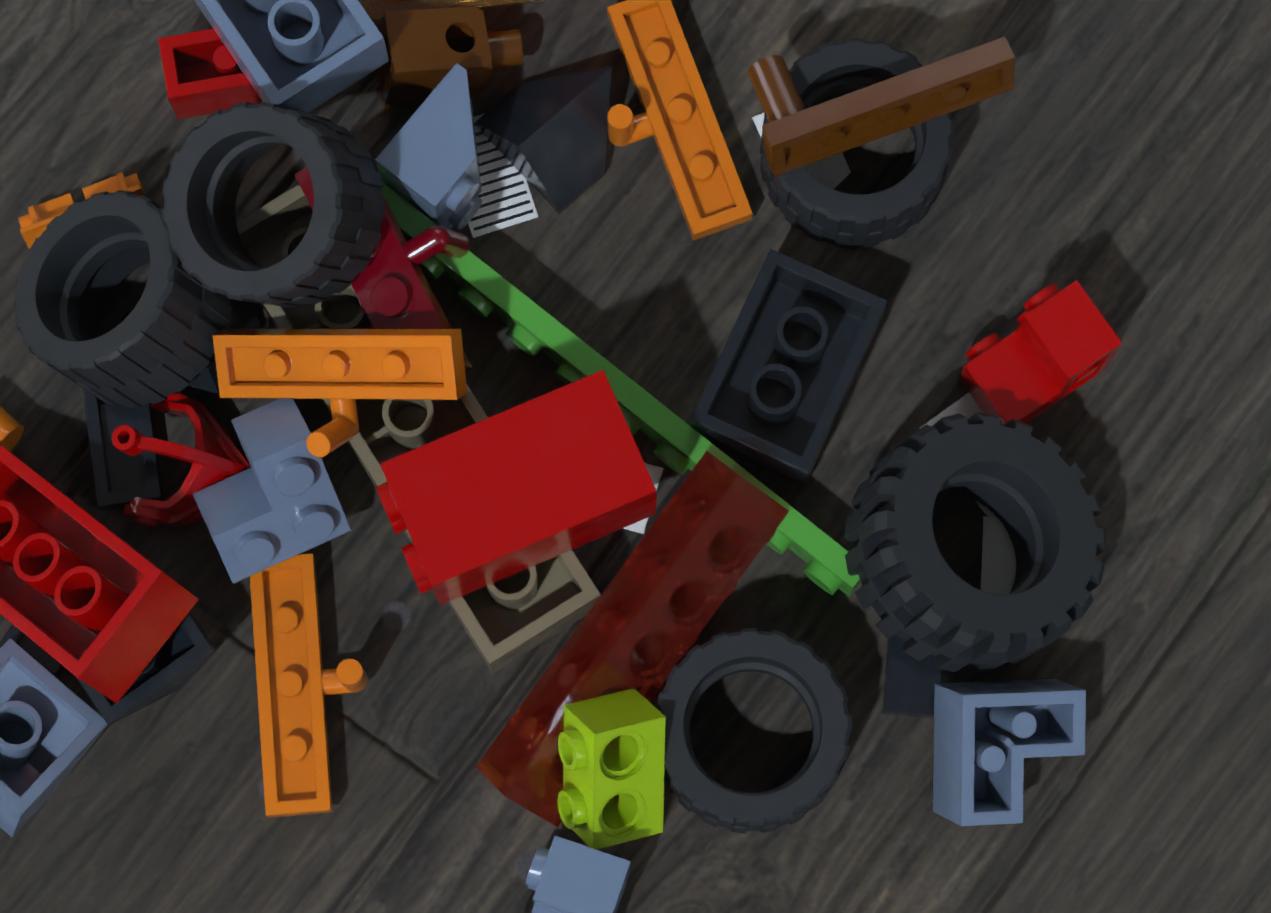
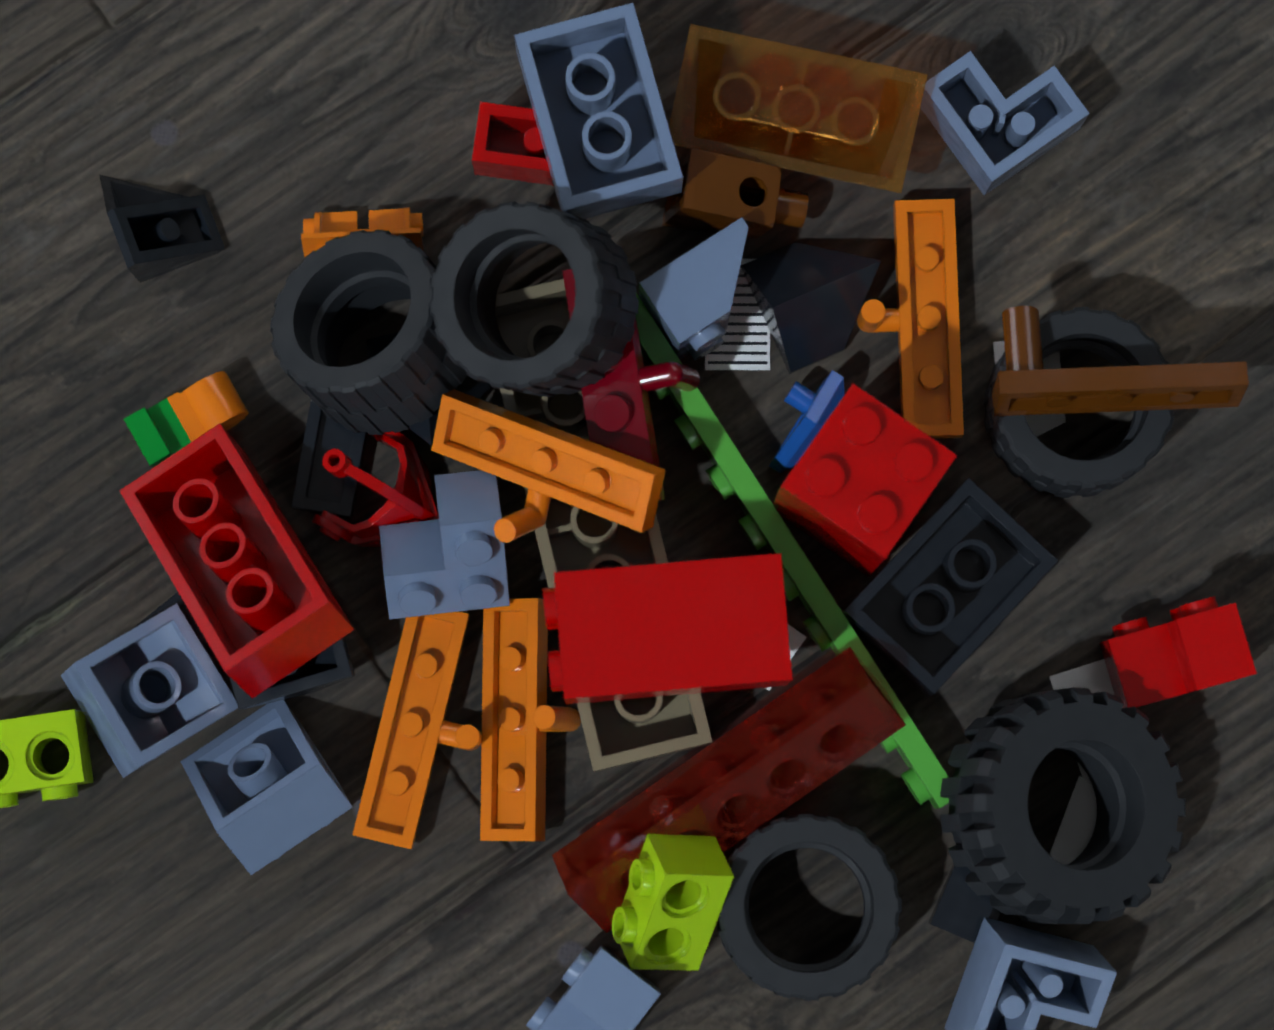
camera: 15 degrees right, 5 degrees up
(161, 795) = (265, 785): none -> sand blue slope
(396, 646) = (516, 722): none -> orange plate
(598, 239) = (815, 410): none -> blue piece
(662, 282) = (862, 480): none -> red brick

